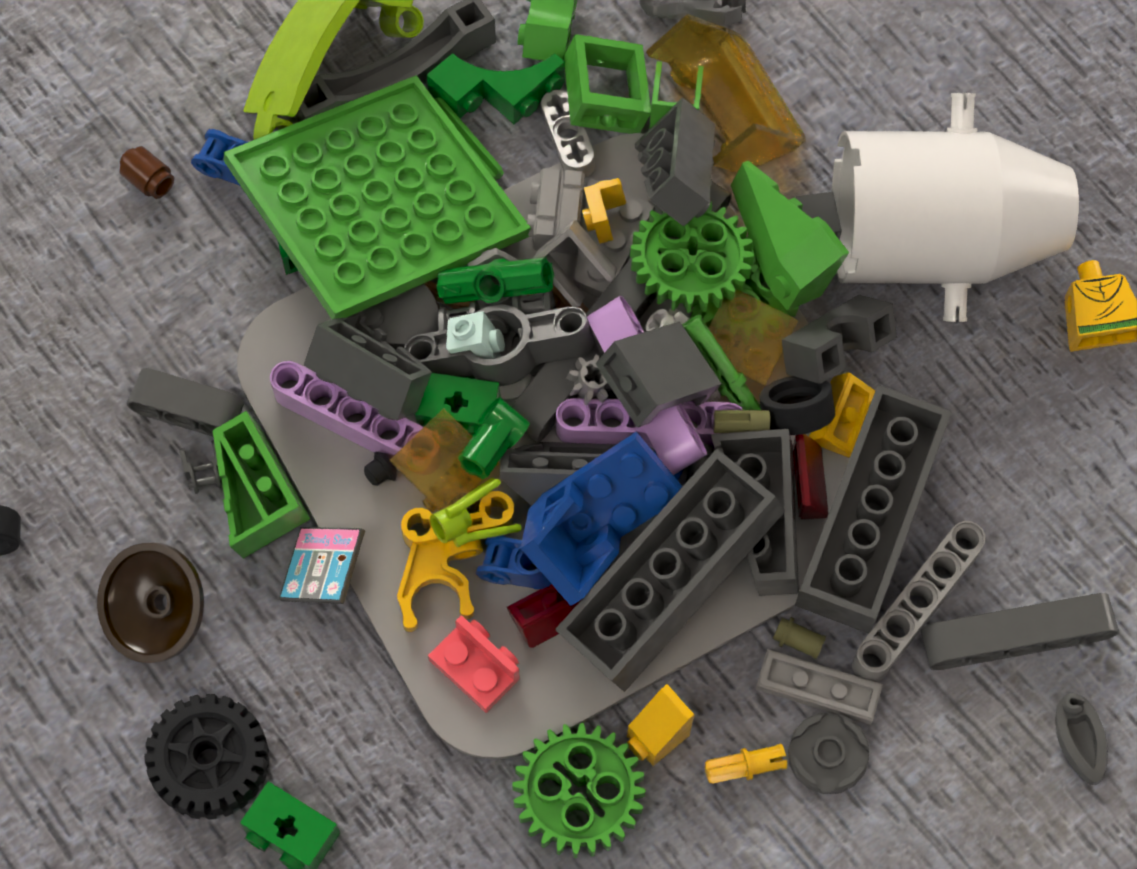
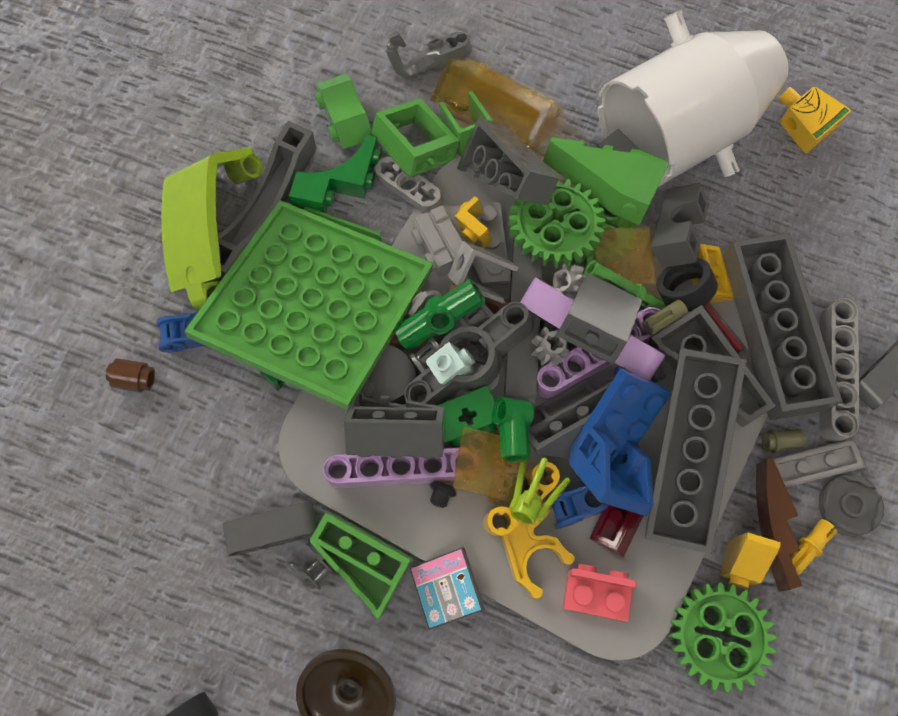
camera: 35 degrees left, 5 degrees up
(728, 707) = (773, 512): none -> reddish brown slope

